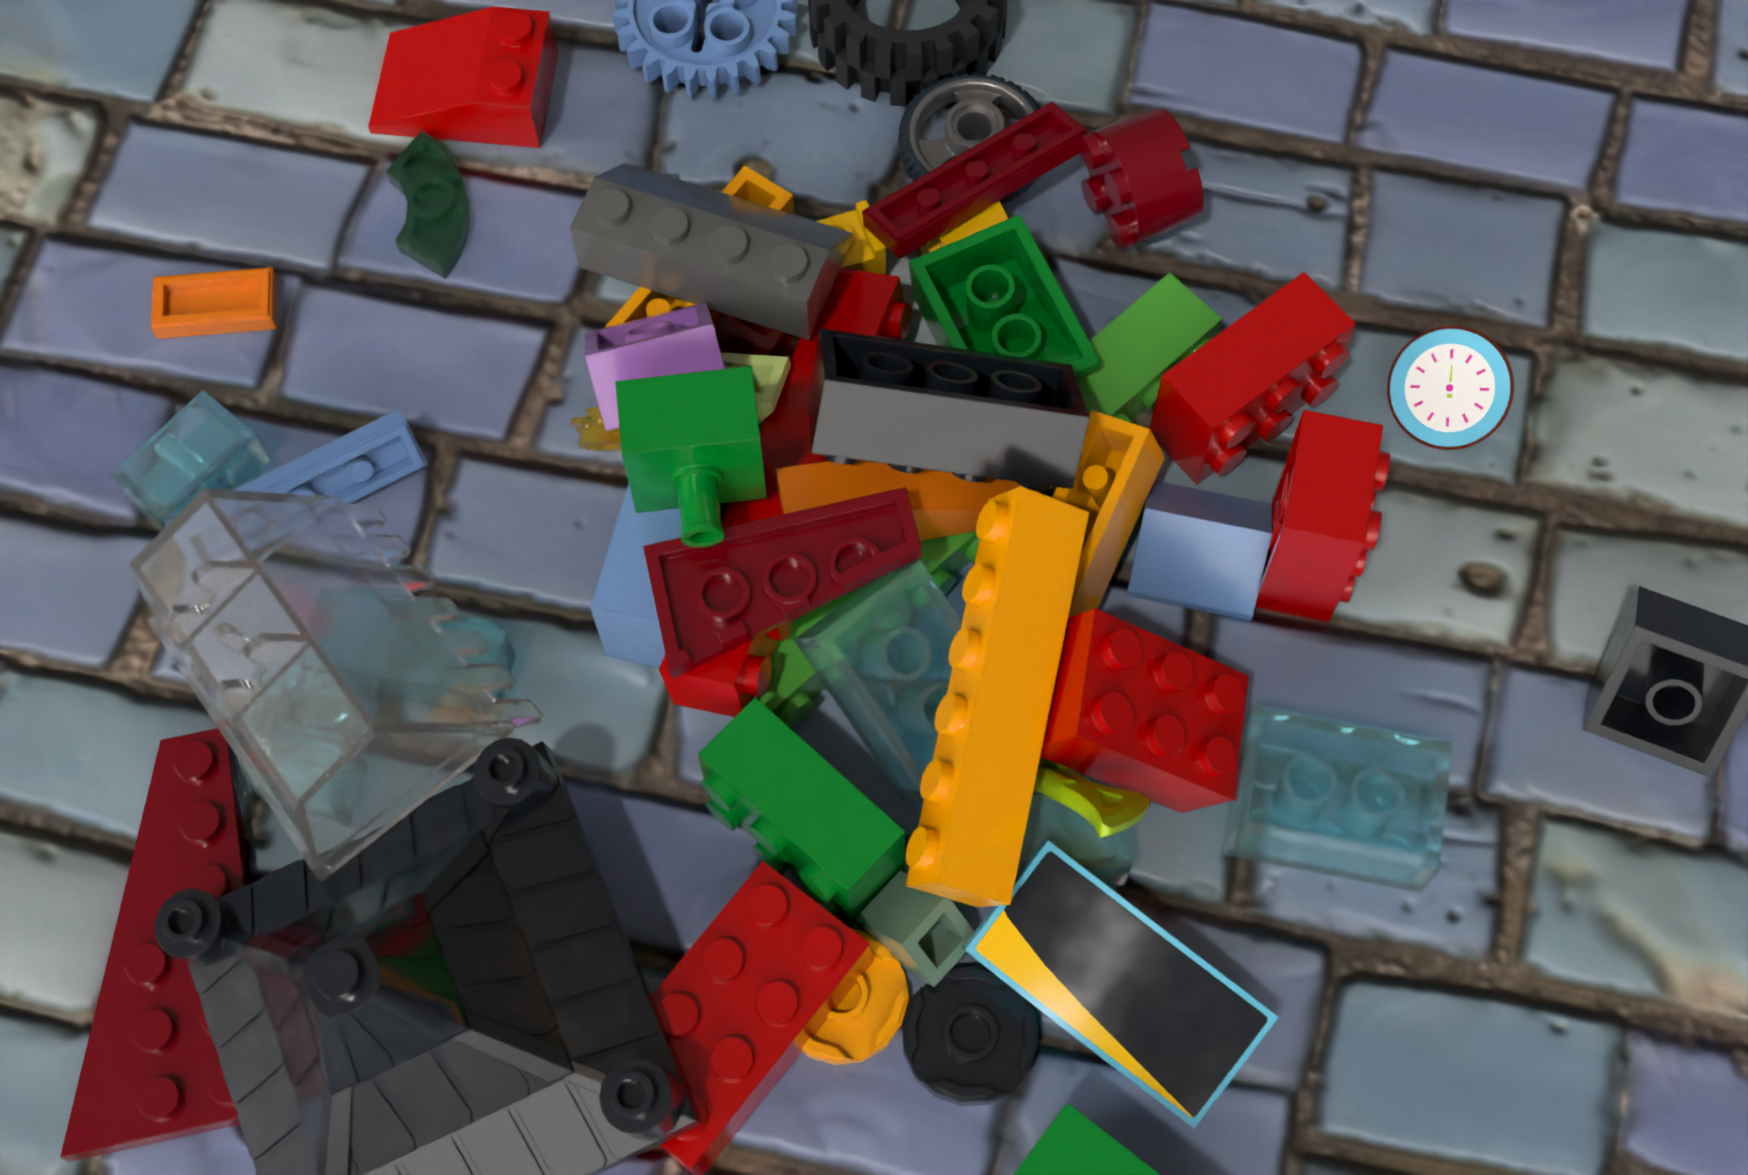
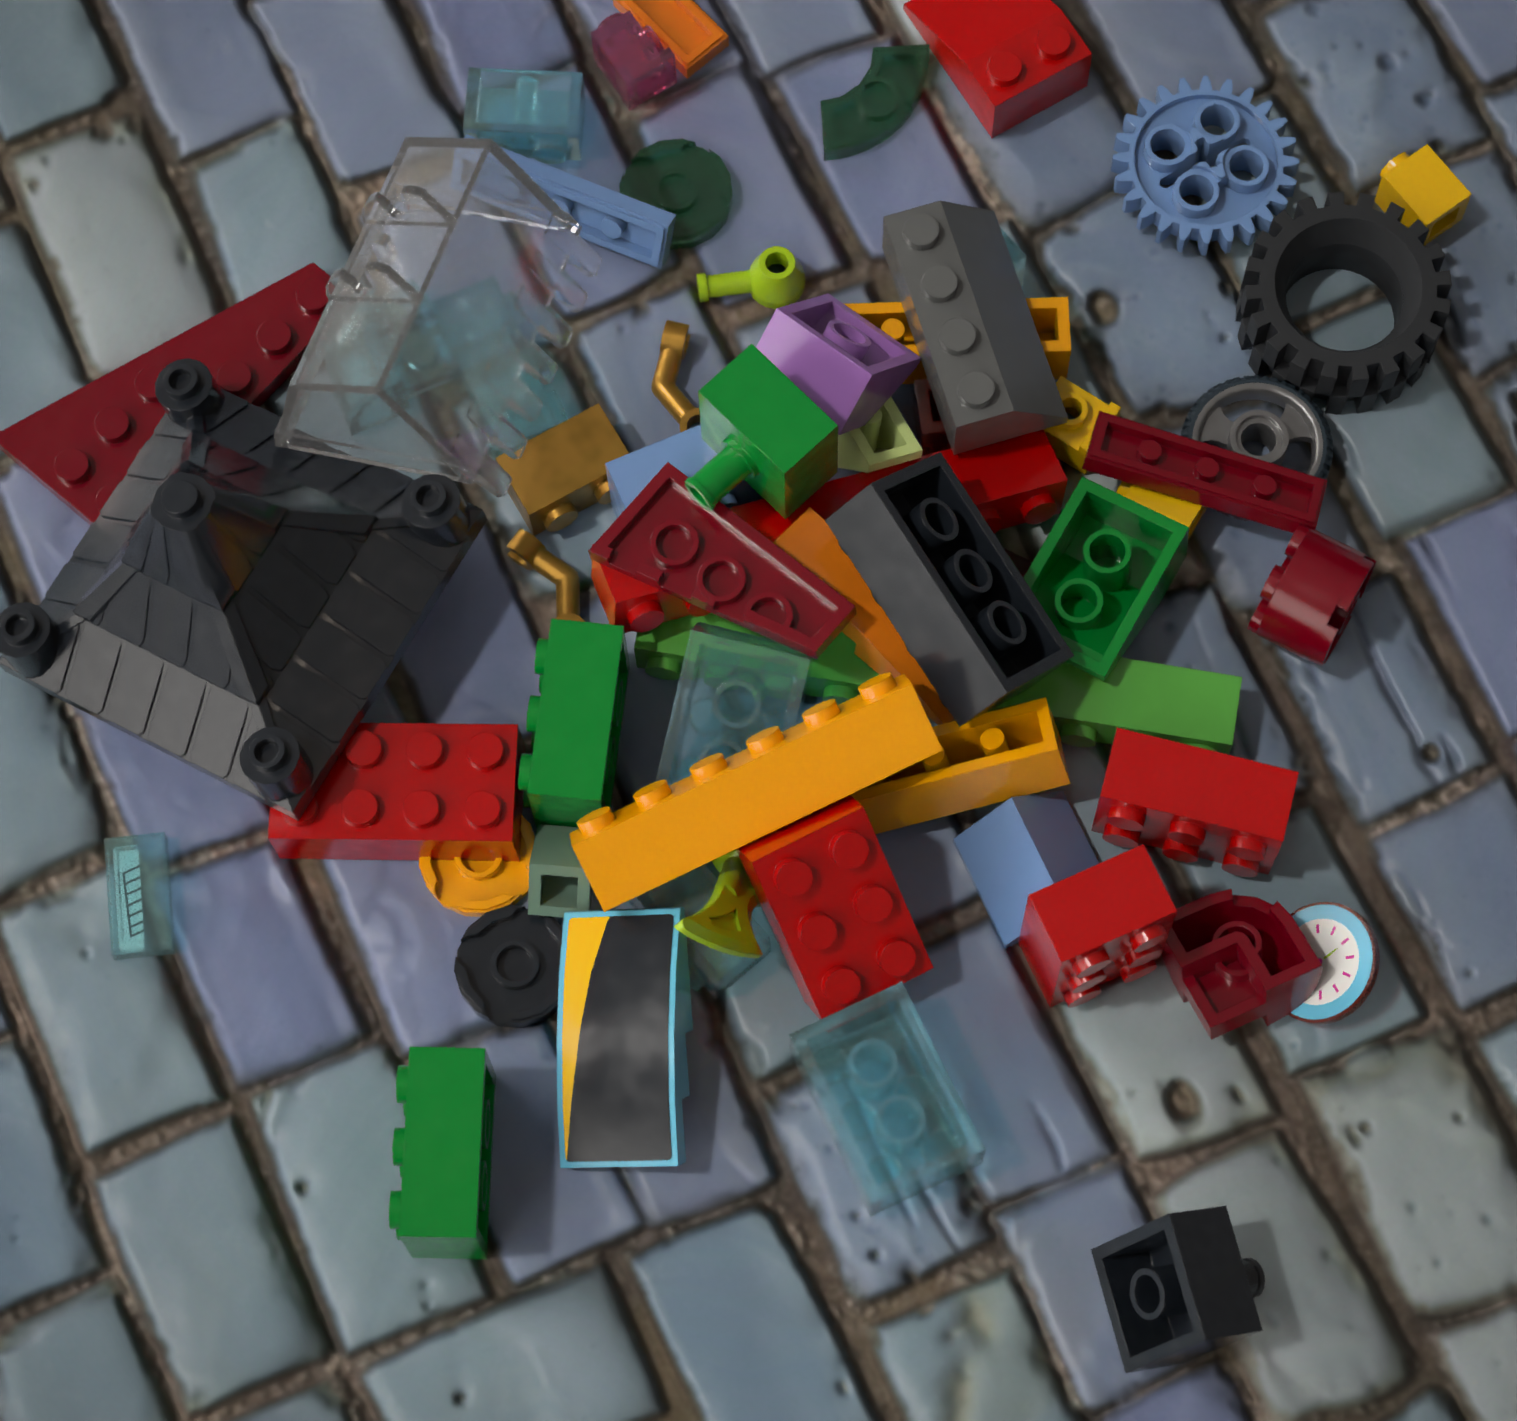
camera: 55 degrees right, 5 degrees up
(222, 351) = (632, 58): none -> clear pink brick
(368, 388) = (685, 183): none -> clear green tile
(509, 395) = (765, 287): none -> lime bar
(511, 505) = (672, 352): none -> pearl gold arm
(550, 658) = (563, 470): none -> pearl gold brick
(595, 748) = (533, 555): none -> pearl gold arm
(1428, 436) = (1239, 961): none -> dark red brick

